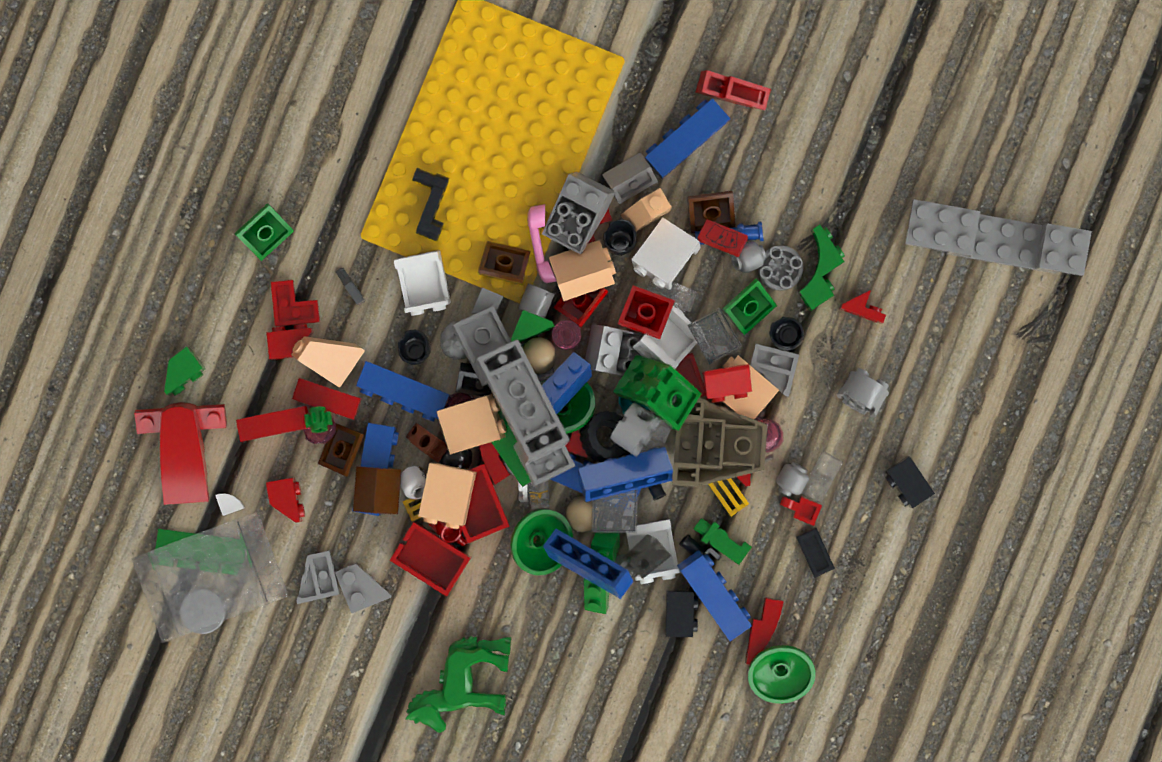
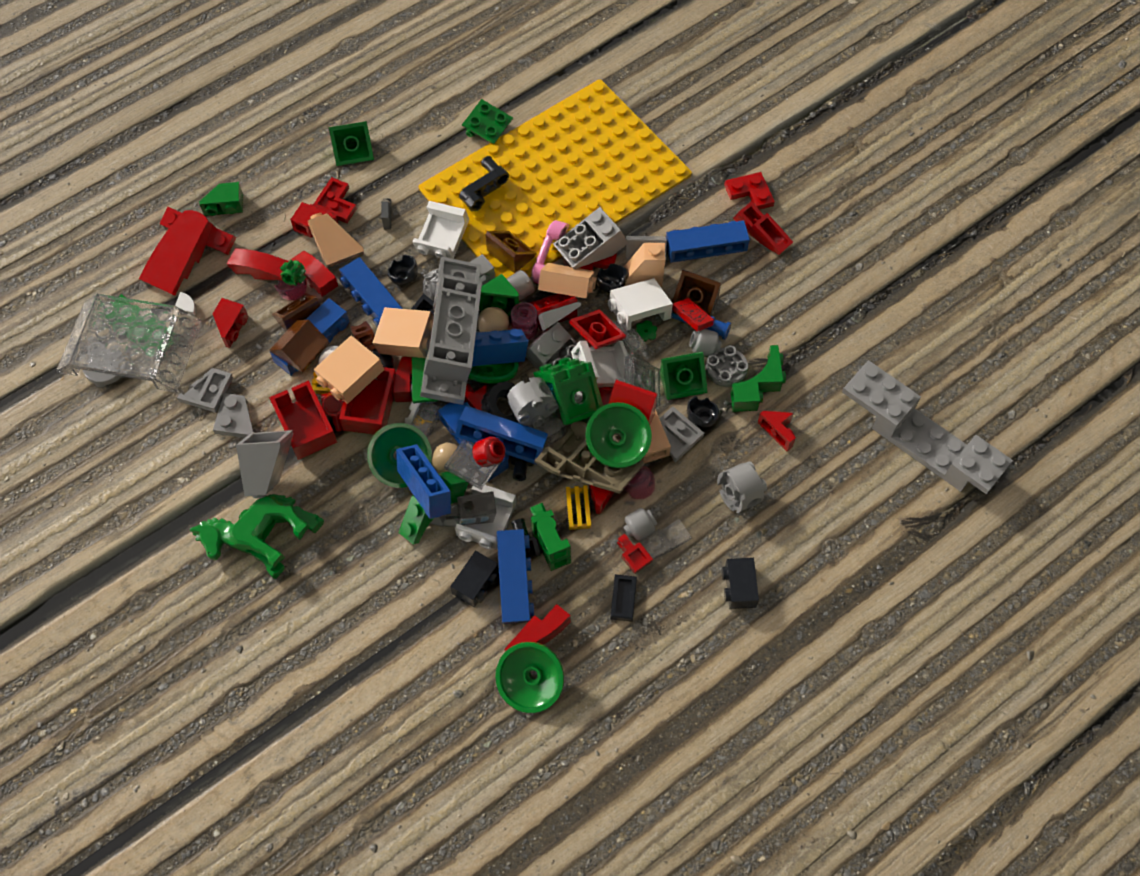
camera: 25 degrees right, 25 degrees down
(383, 121) = (486, 122): none -> green hinge
(430, 624) = (262, 460): none -> light grey slope
(600, 318) = (551, 317): none -> light grey slope
(628, 502) = (488, 452): none -> red head
(691, 275) = (647, 327): none -> green plant
(694, 40) = (752, 186): none -> red plate
(744, 429) = (625, 422): none -> green dish

